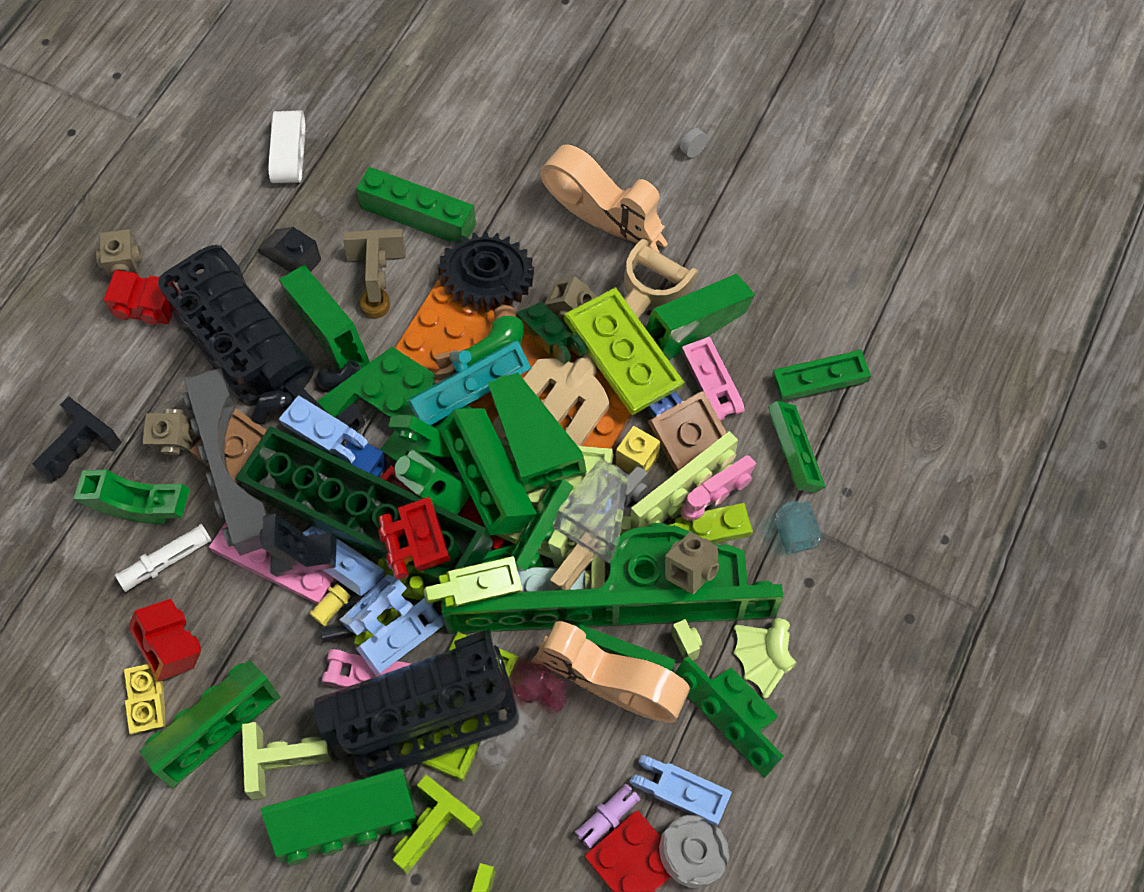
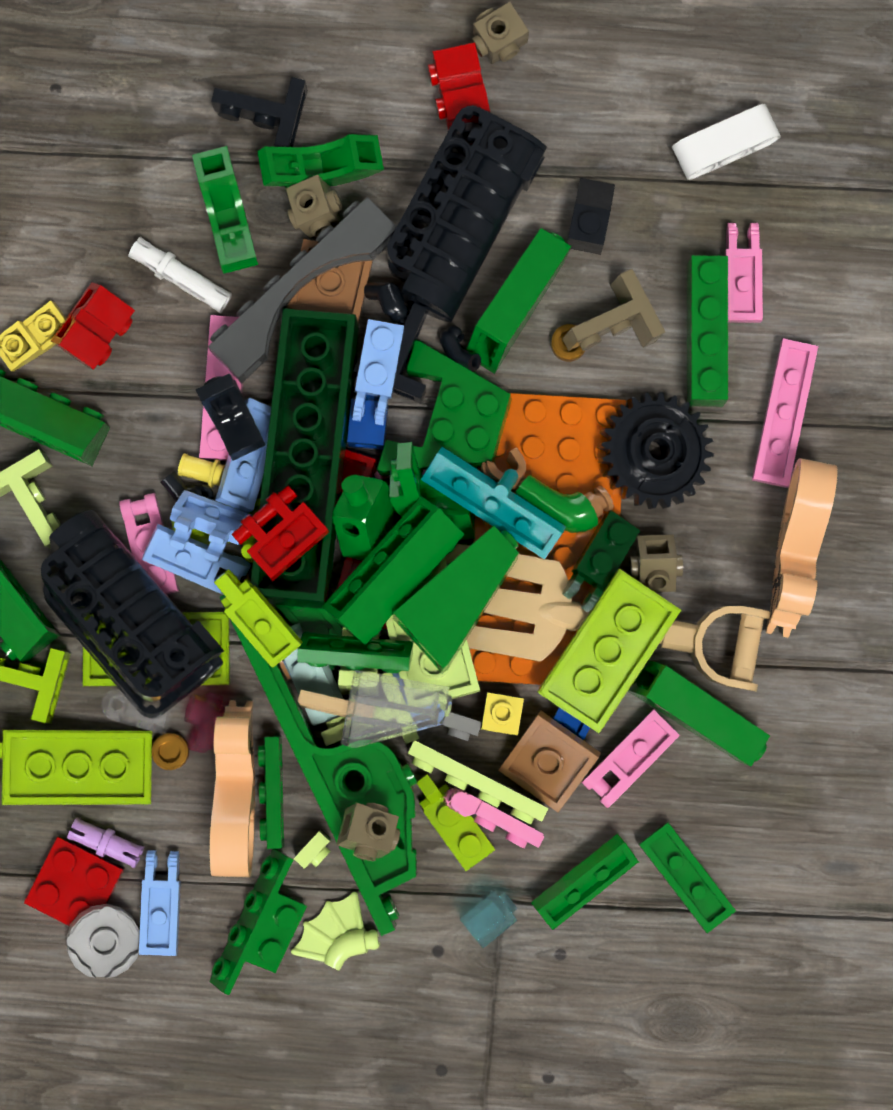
camera: 65 degrees right, 20 degrees up
(146, 394) = (335, 162): none -> green arch
(386, 164) = (744, 276): none -> bright pink hinge
(502, 183) = (785, 413): none -> bright pink plate
(530, 811) = (76, 767): none -> lime tile
(552, 729) = (170, 751): none -> pearl gold tile

